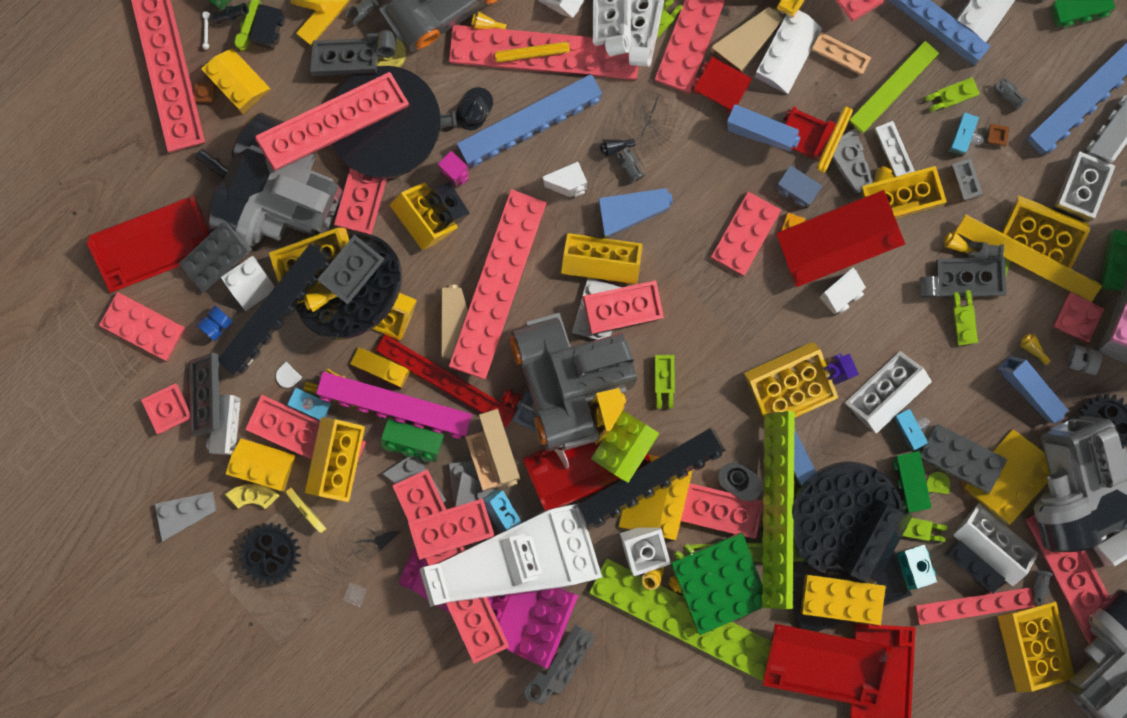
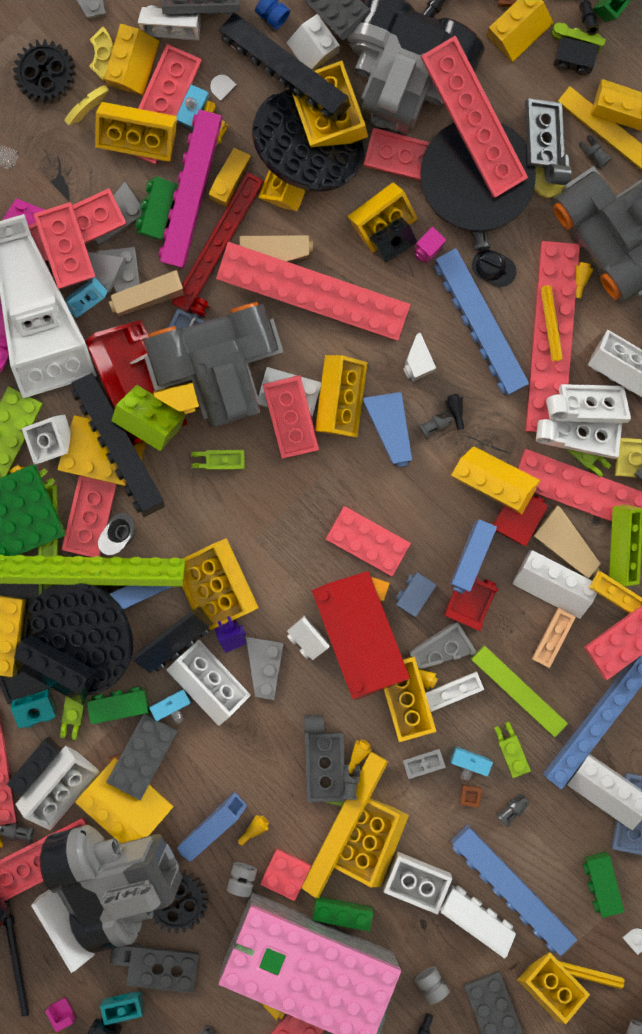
camera: 85 degrees right, 5 degrees up
(317, 300) = (292, 107): yellow cone -> none
(351, 269) = (322, 139): dark grey plate -> none
(483, 461) = (133, 277): light nougat plate -> none
(652, 579) = (19, 447): yellow cone -> none
(686, 106) = (496, 479): none -> yellow slope
(834, 139) = (463, 629): yellow axle -> none
(846, 425) = (172, 640): none -> black slope
(870, 336) = (265, 665): none -> light grey wing
(938, 483) = (119, 732): lime piece -> none
(965, 320) = (281, 760): lime hinge -> none

